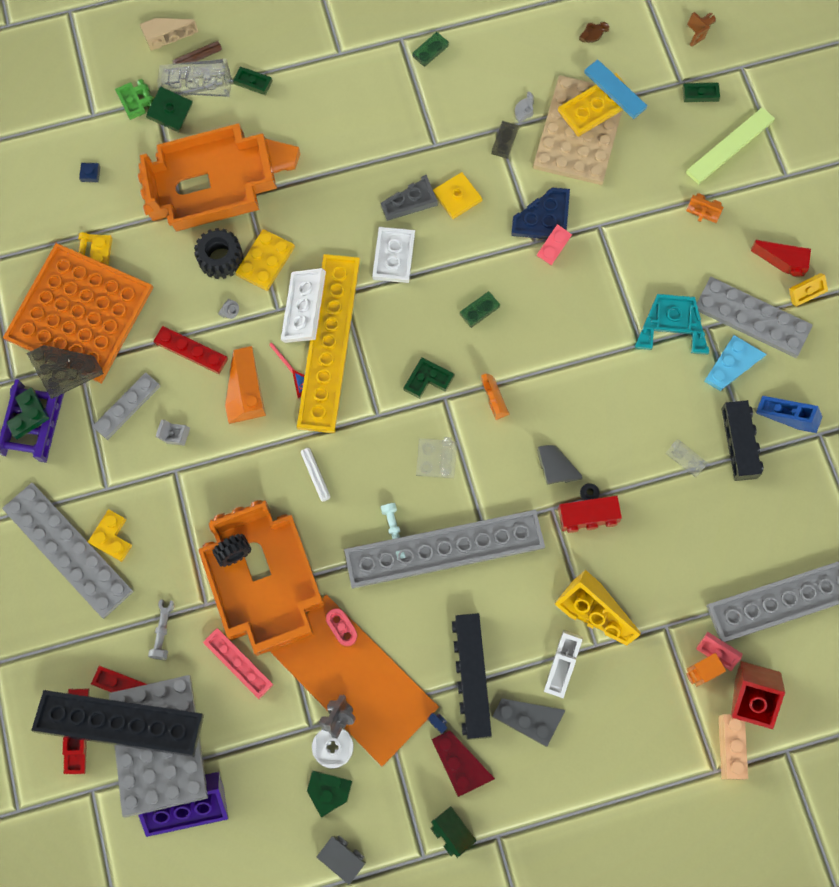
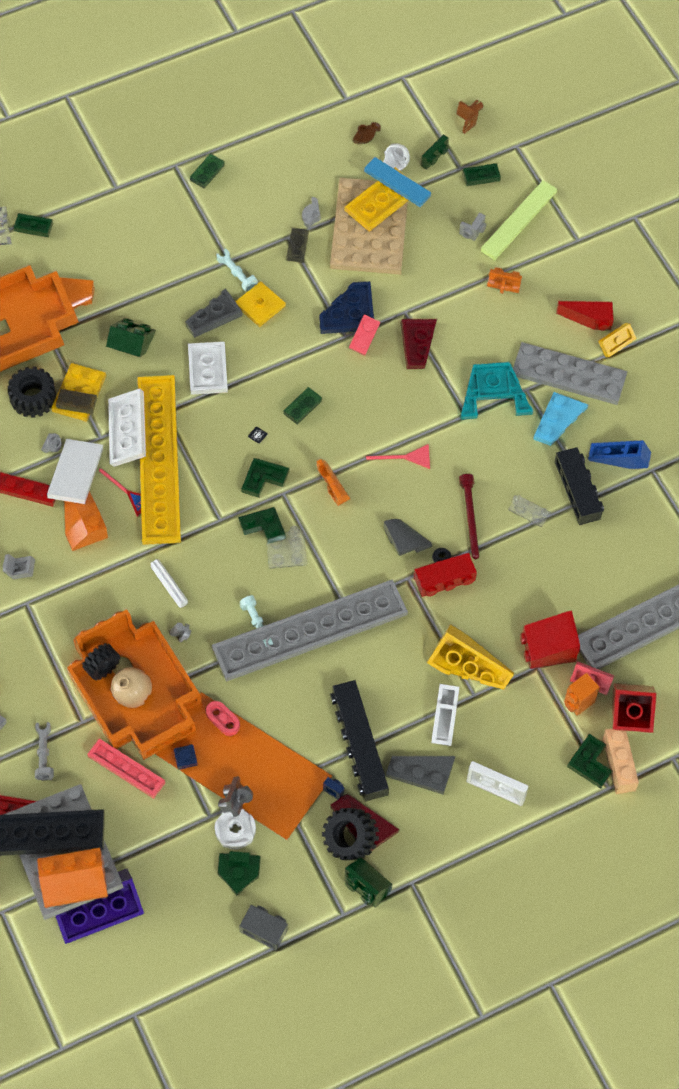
camera: 15 degrees left, 10 degrees down
(156, 784) = (72, 877): none -> orange slope
(245, 343) = (75, 471): none -> white tile
(257, 580) = (131, 687): none -> tan cylinder
(259, 270) = (76, 401): none -> clear smoke plate
(298, 661) = (185, 757): none -> dark blue plate
(319, 529) = (181, 631): none -> light grey plate
(324, 211) = (130, 337): none -> dark green slope
(419, 424) = (263, 520): none -> dark green plate
(430, 332) = (257, 435): none -> black sticker
(431, 786) = (335, 834): none -> black tyre
(449, 172) = (247, 283): none -> light aqua piece
(586, 381) = (419, 456): none -> coral piece
(602, 752) = (497, 783): none -> white tile
(605, 259) = (417, 339): none -> dark red wing
(619, 61) = (397, 156): none -> white hair
(628, 417) = (467, 483): none -> dark red piece
(660, 60) = (431, 156): none -> dark green plate
(681, 151) = (472, 231): none -> light grey bracket
(684, 605) = (551, 641): none -> red slope
(696, 741) = (586, 763): none -> dark green plate

